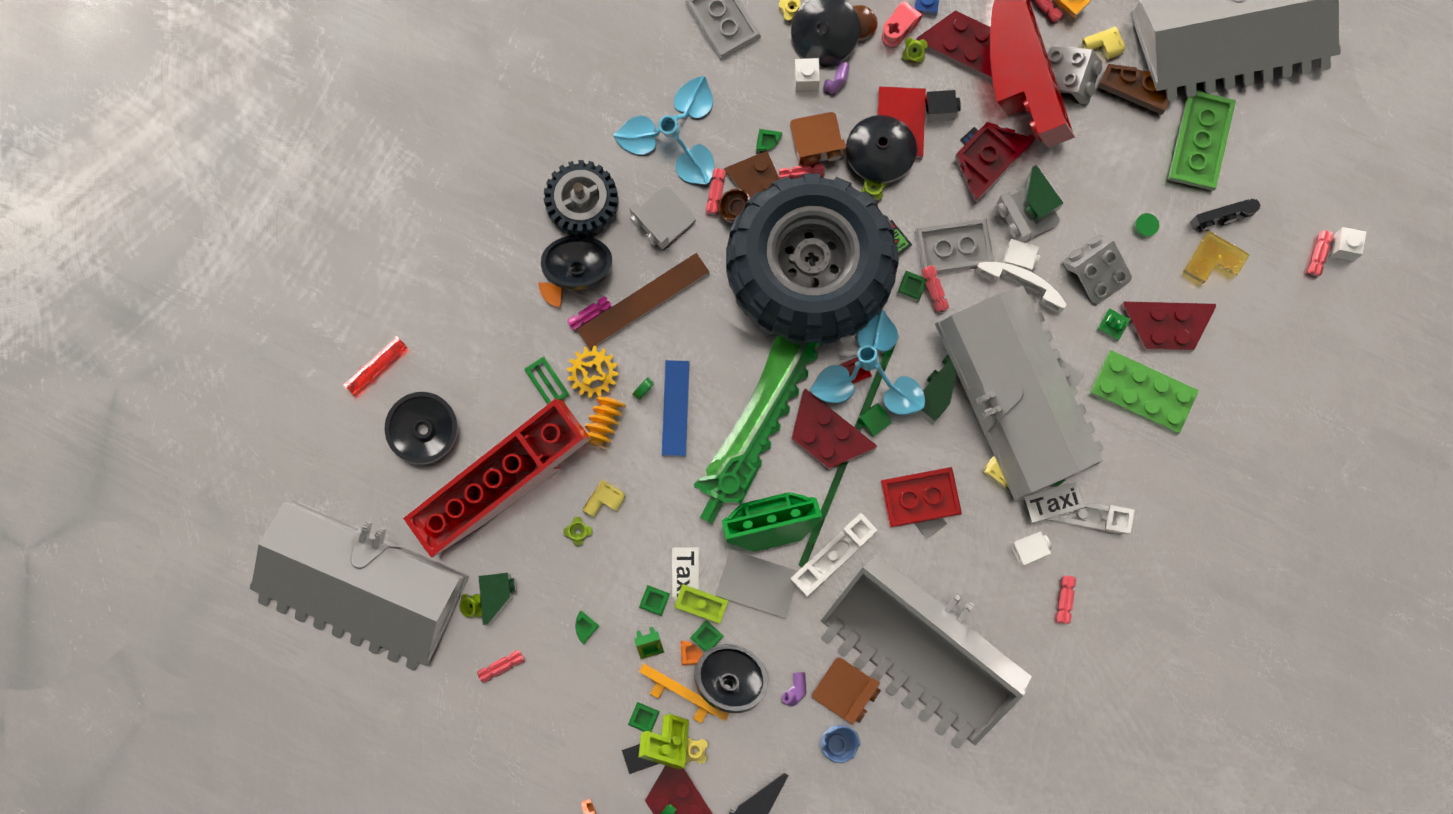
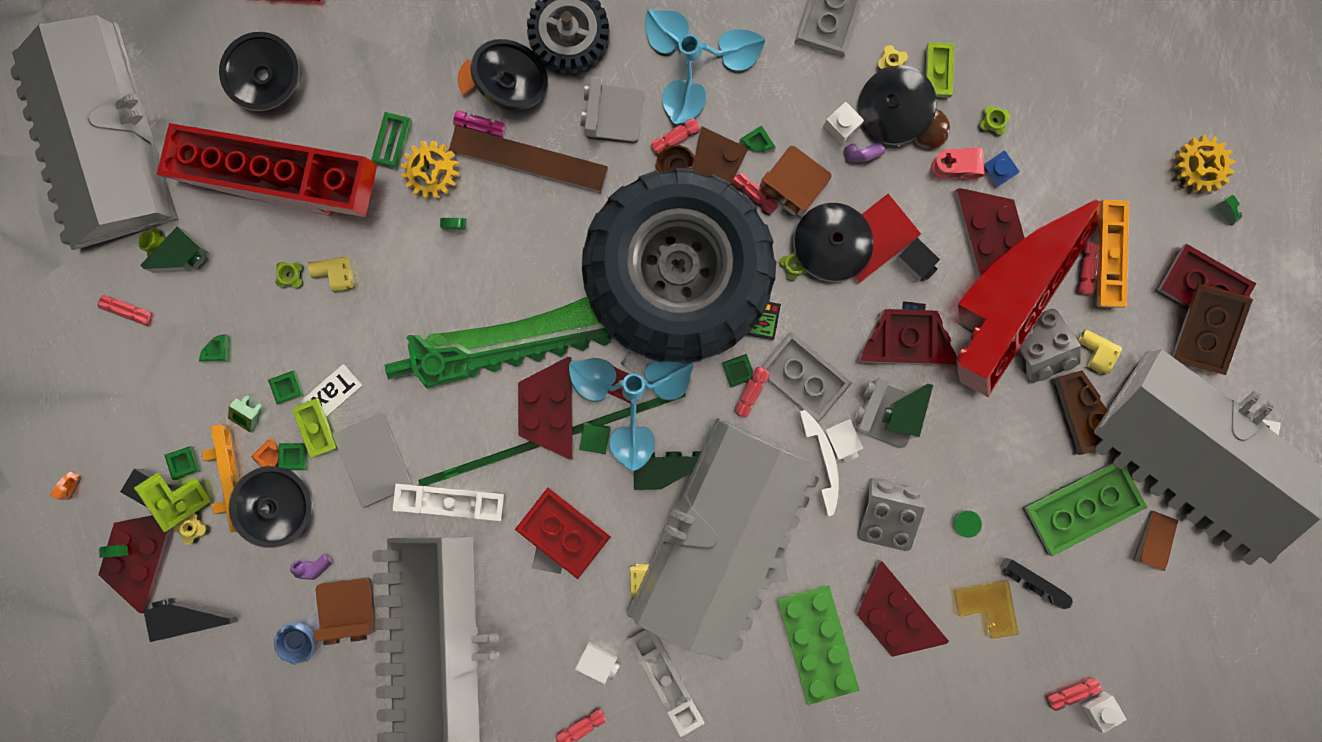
camera: 45 degrees right, 5 degrees up
(603, 420) = (395, 215): light orange piece -> none
(675, 408) = (461, 264): blue tile -> none
(772, 521) = (430, 425): green wedge -> none
(919, 54) = (940, 195): lime plate -> none
(1054, 502) = (653, 650): white sticker -> none
(1113, 324) = (854, 569): green tile -> none
(1263, 114) = (1157, 541): none -> dark orange slope

